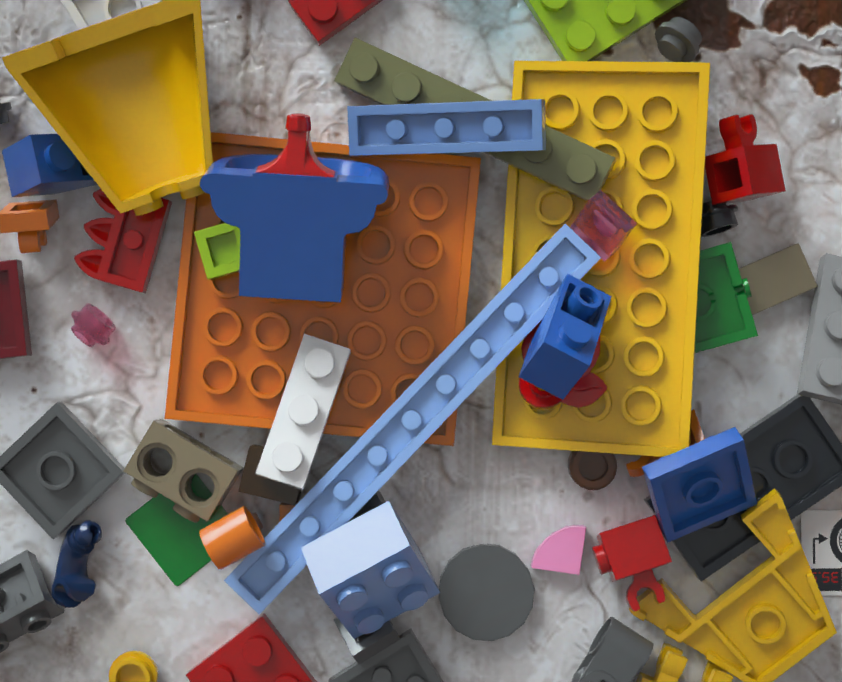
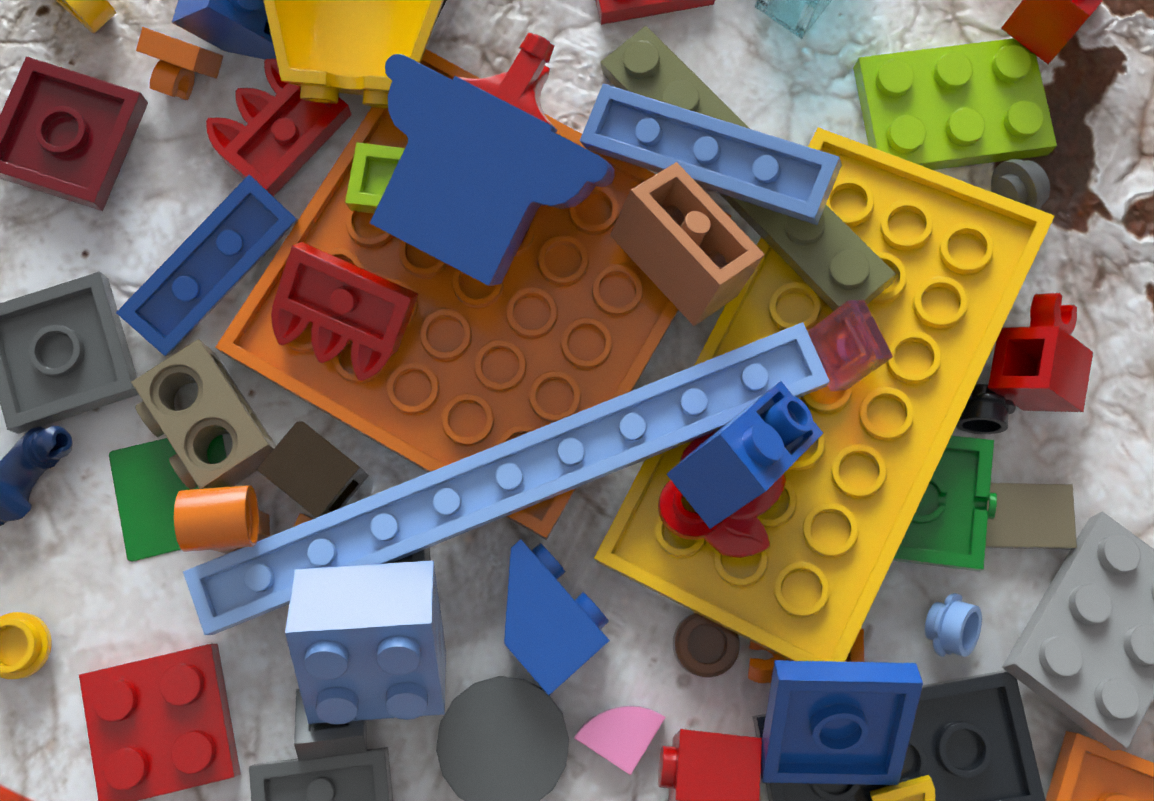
camera: 20 degrees right, 10 degrees down
(92, 325) = (186, 205): clear pink plate -> none
(130, 363) = (207, 266): none -> blue plate
(241, 353) = (343, 307): none -> red plate
(303, 412) = (381, 410): white plate -> none
(459, 202) = (685, 243): none -> nougat brick
(480, 504) = (544, 623): none -> blue slope
(754, 379) = (953, 626): none -> light blue plate

